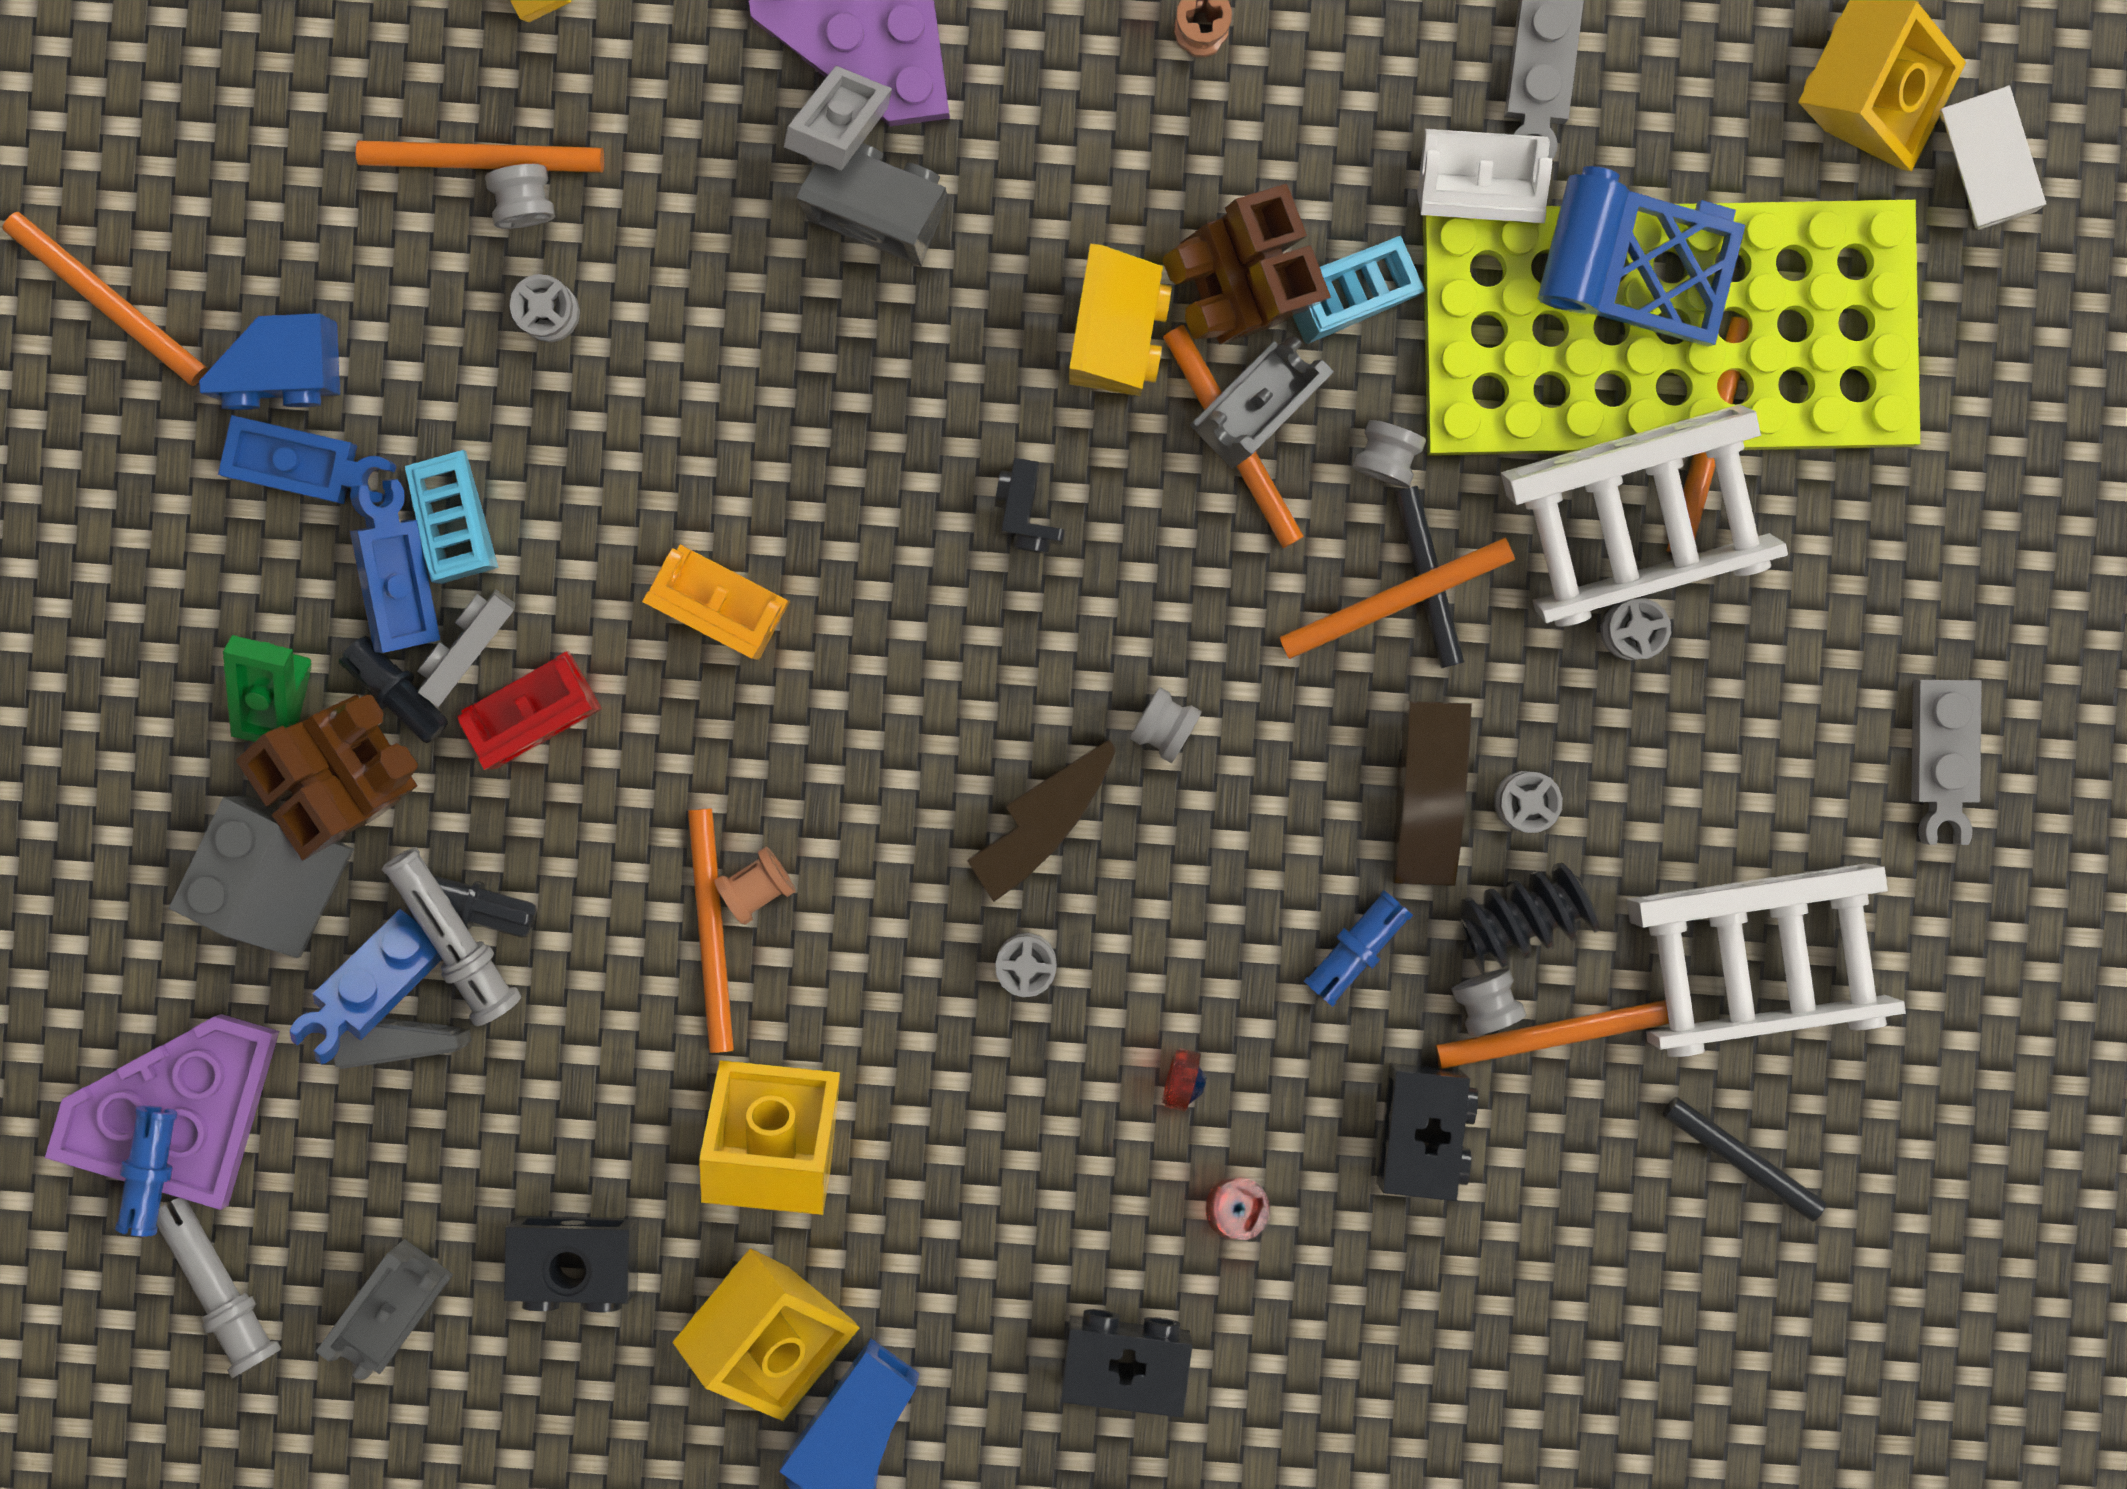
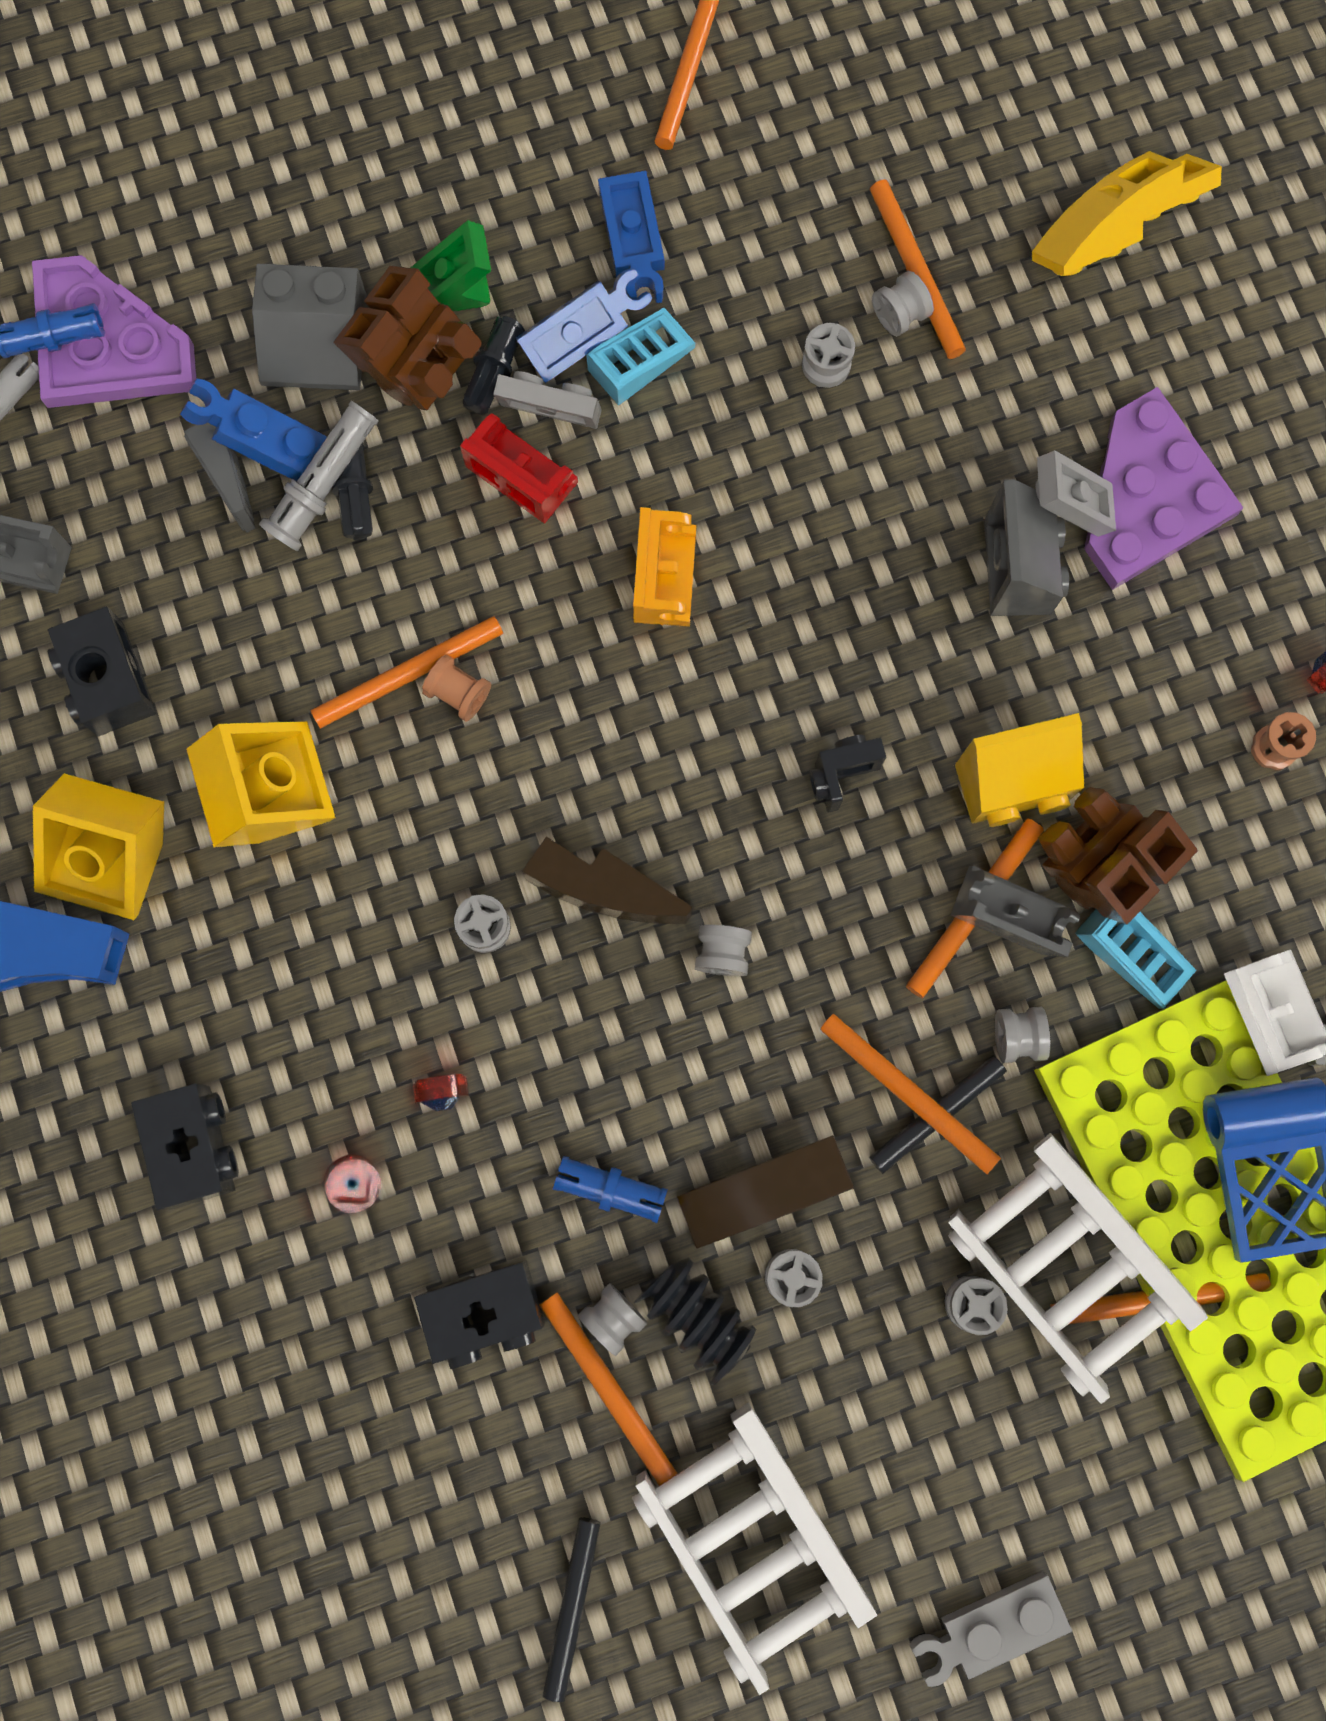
camera: 65 degrees right, 10 degrees down
(278, 359) = (702, 187): blue slope -> none

